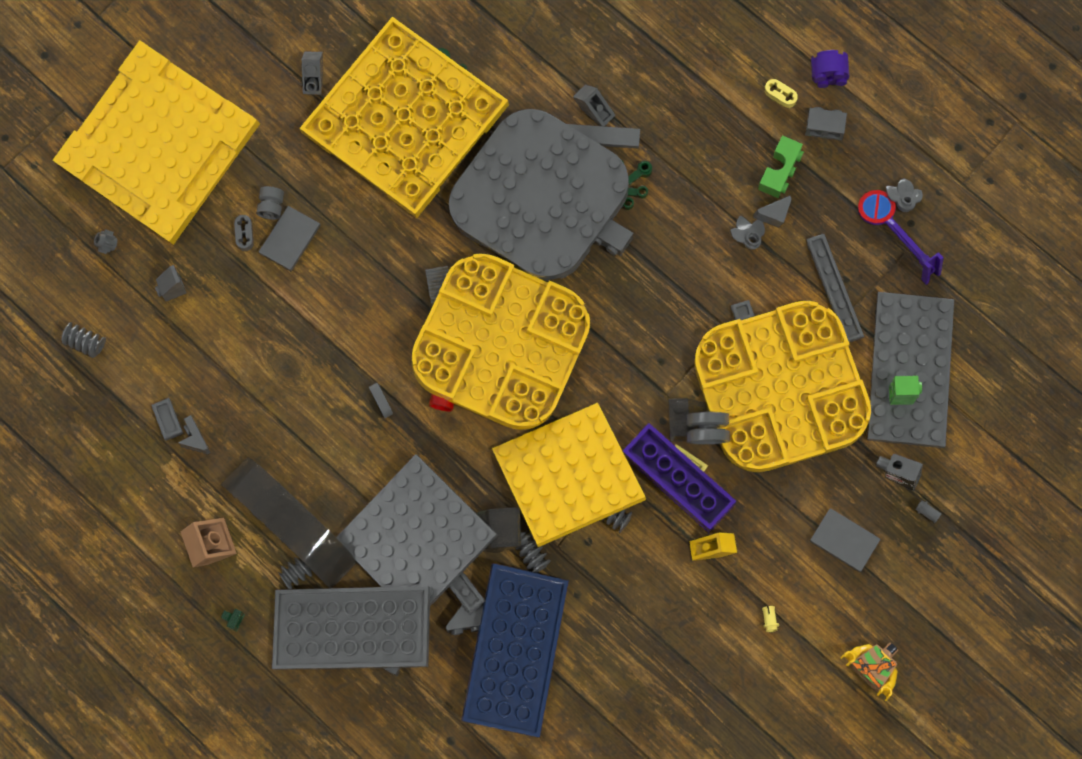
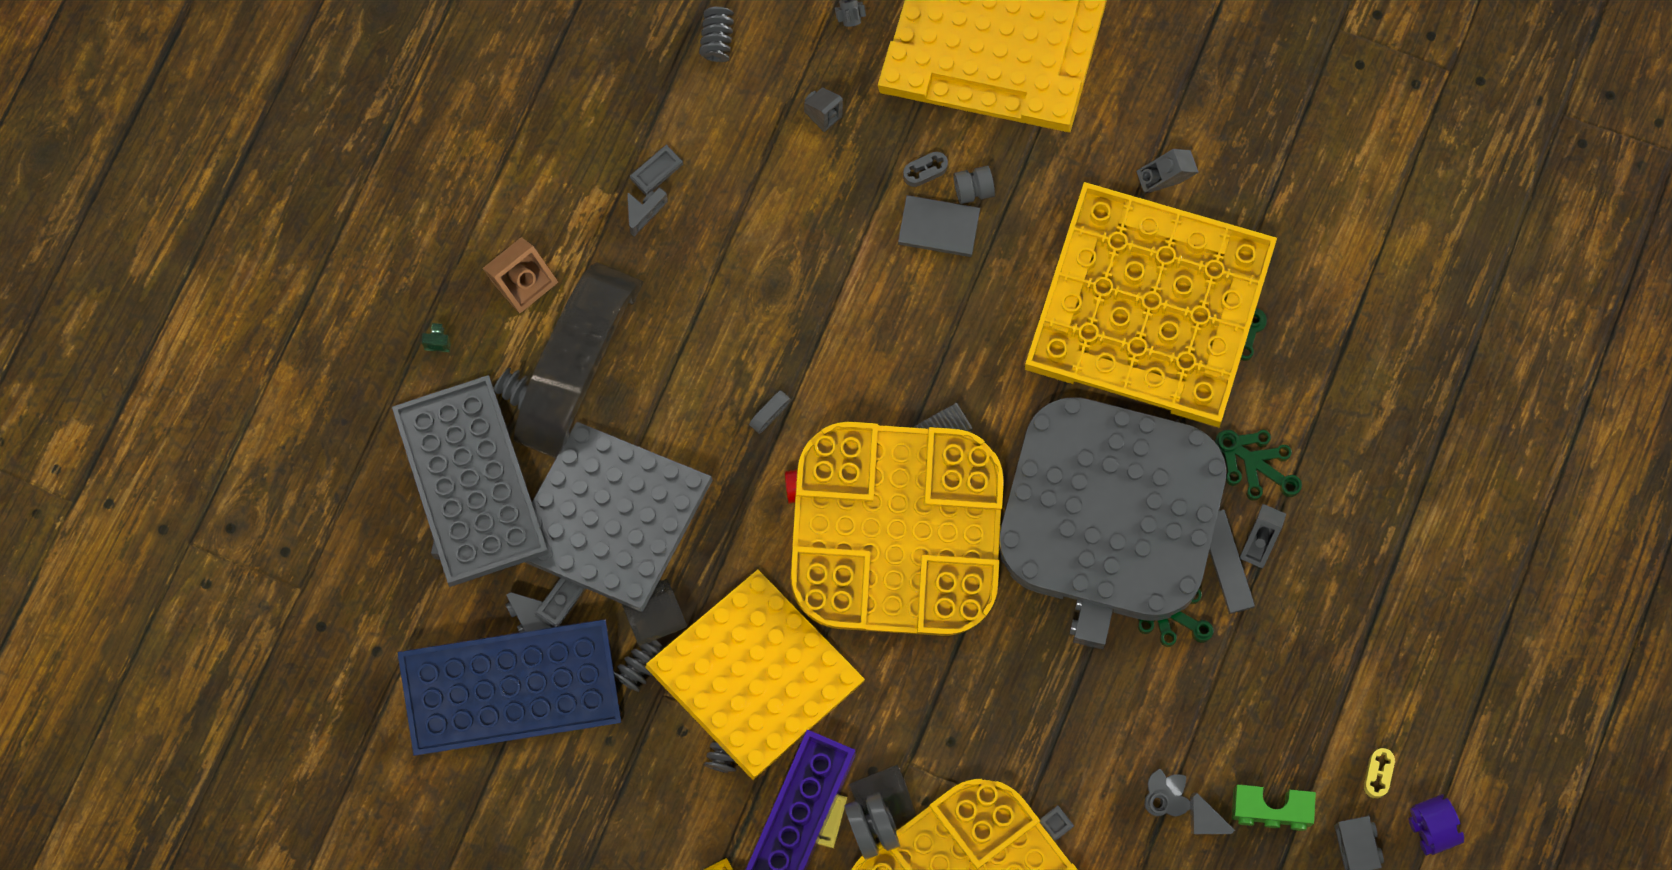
camera: 65 degrees right, 0 degrees up
(539, 92) = (1255, 460): none -> dark green plant

